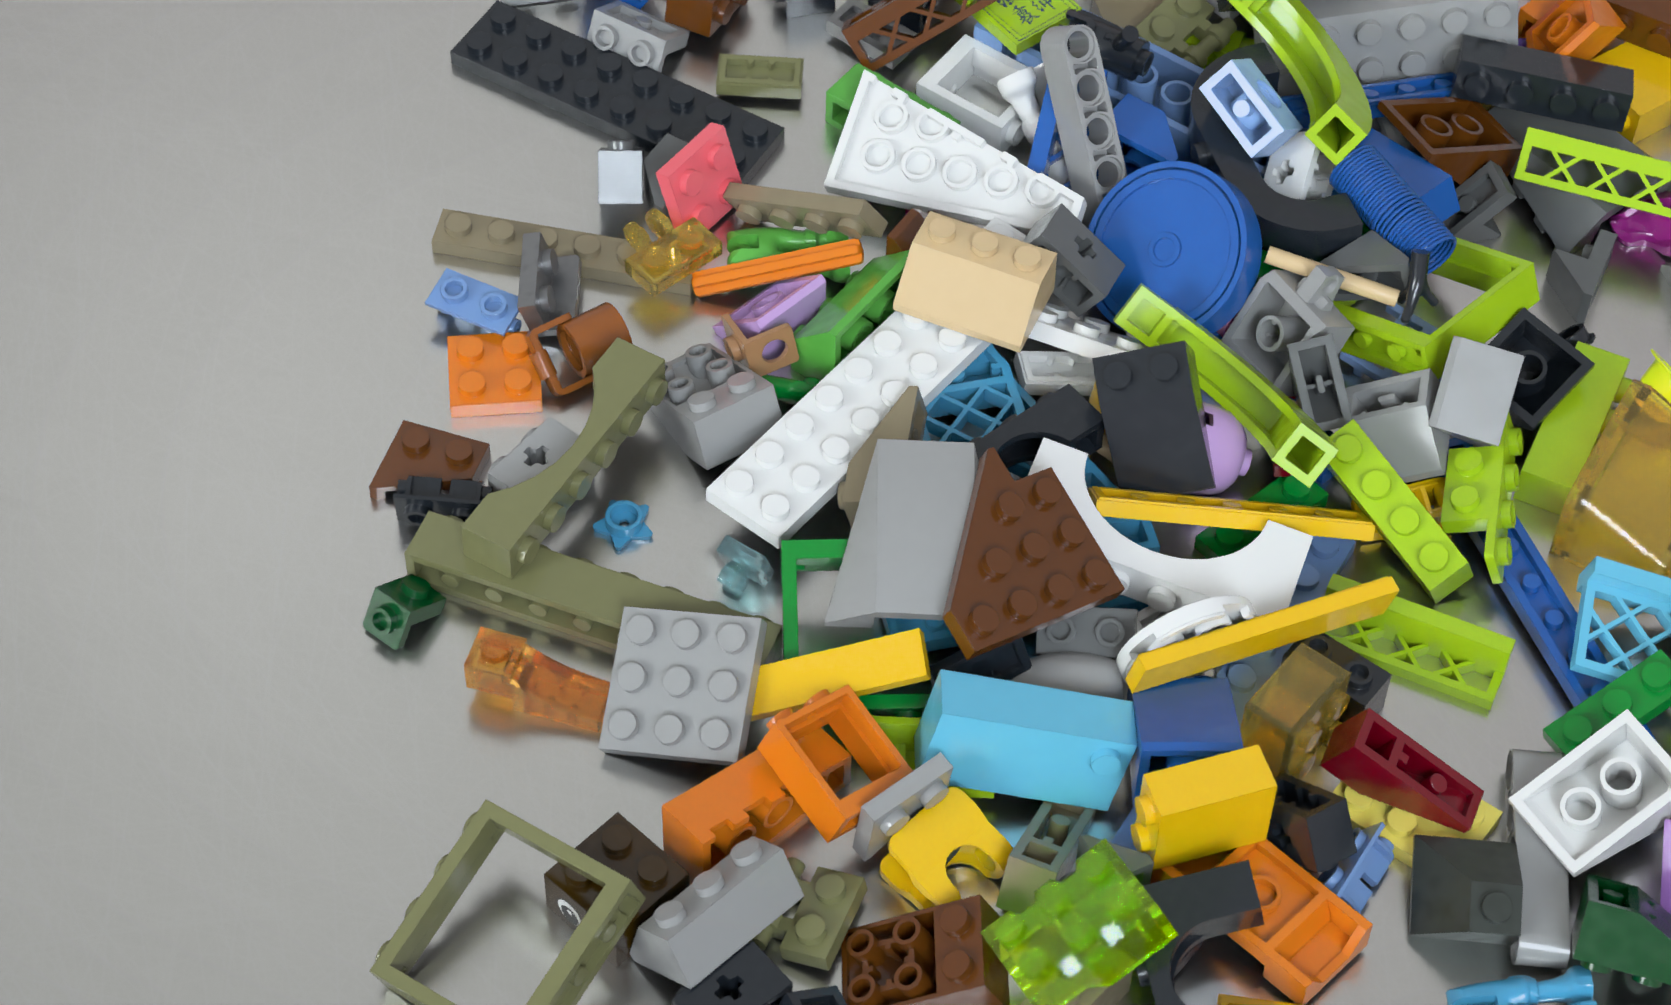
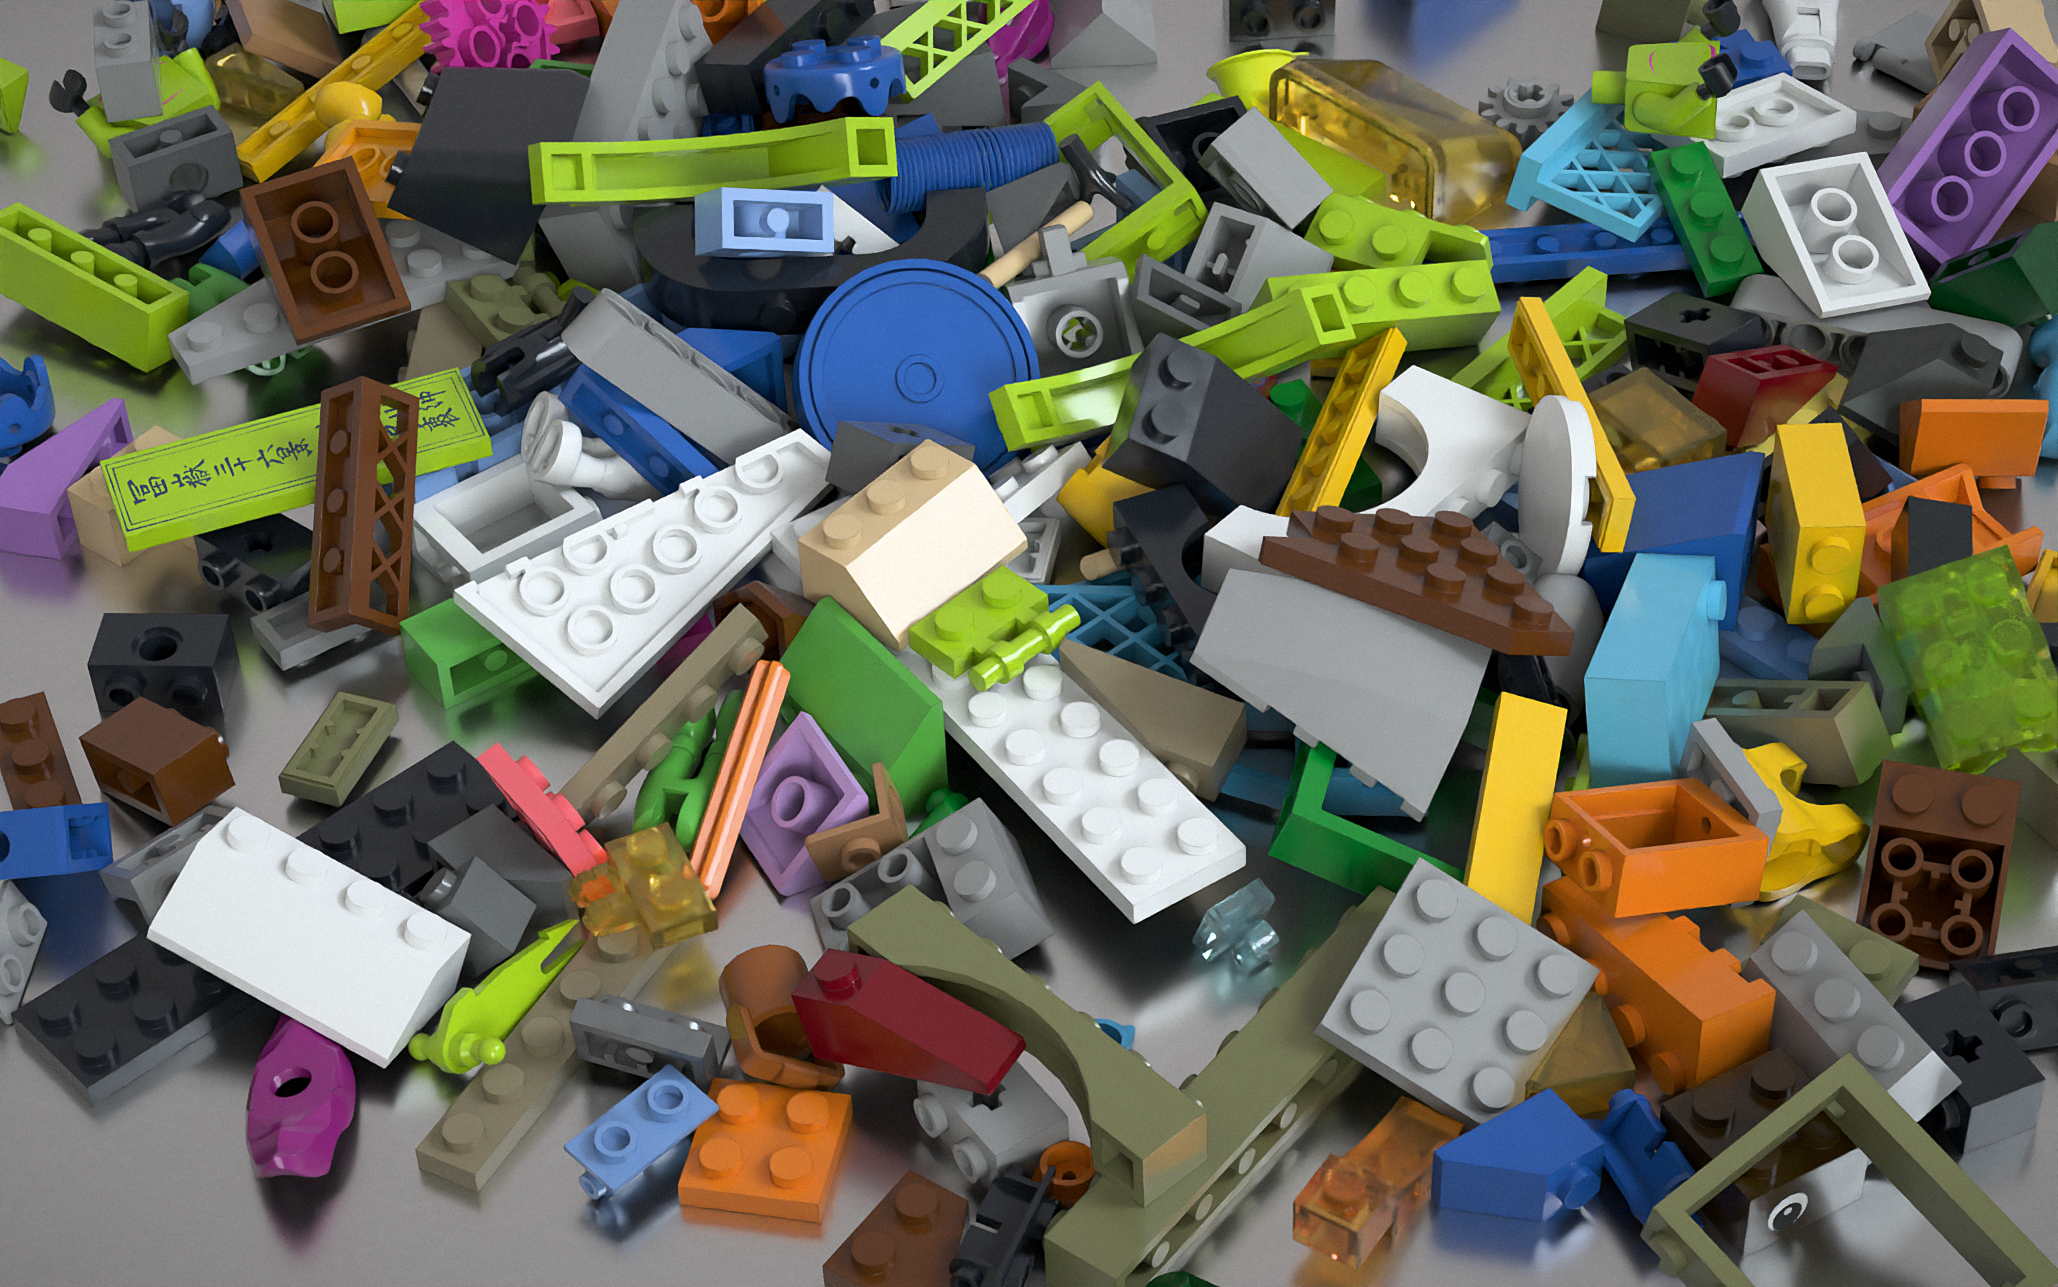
camera: 70 degrees left, 10 degrees down
(451, 150) = (301, 1130): none -> magenta piece
(551, 208) = (483, 1018): none -> lime piece
(563, 101) = (310, 937): none -> white slope
(563, 393) = (894, 1023): none -> dark red slope
(579, 760) = (1521, 1163): none -> blue slope
(590, 815) = (1630, 1141): none -> blue hinge
(662, 773) = (1586, 1062): none -> clear yellow slope
(927, 341) = (982, 621): none -> lime plate
(1409, 924) = (1990, 435): none -> orange slope
(1463, 725) = (1682, 331): none -> black brick
(1478, 108) = (832, 74): none -> blue plate

